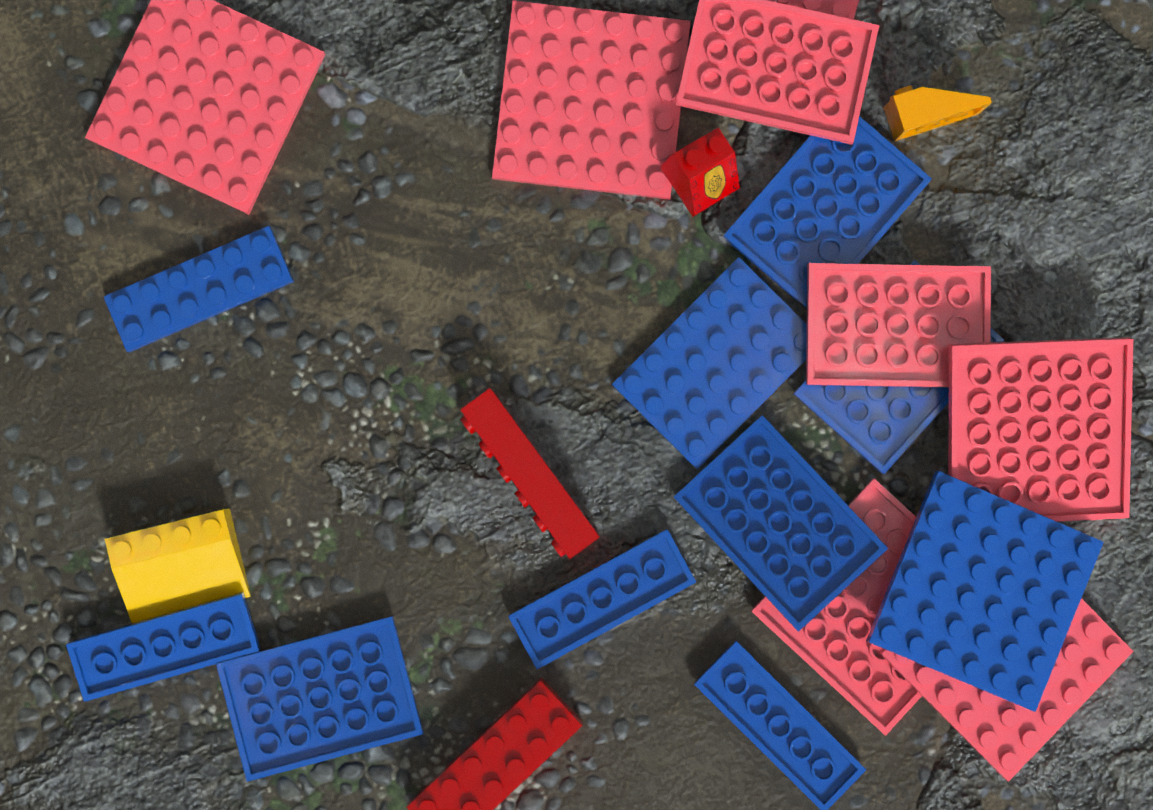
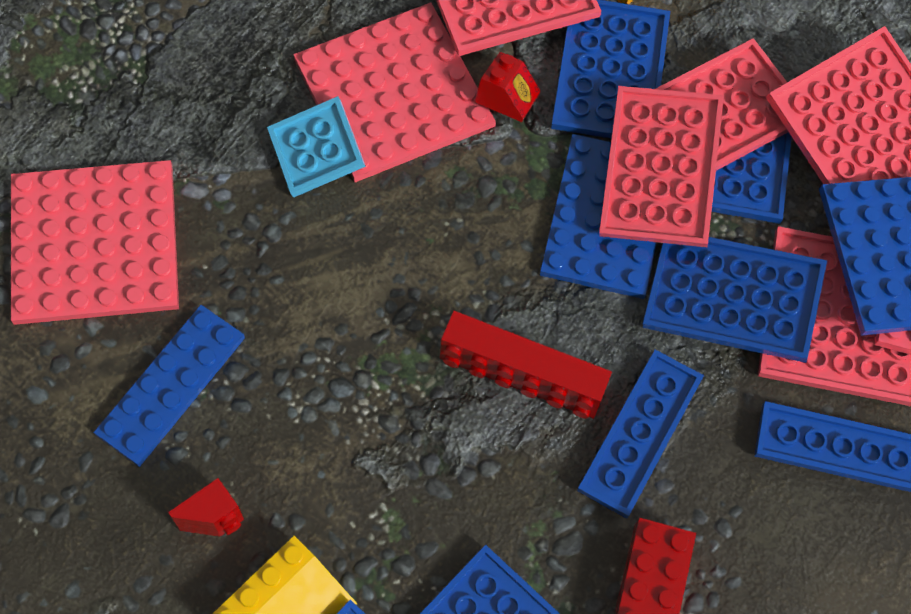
camera: 35 degrees left, 20 degrees down
(163, 442) = (208, 512): none -> red slope
(472, 123) = (316, 146): none -> medium azure plate
(795, 353) = (662, 166): none -> coral plate

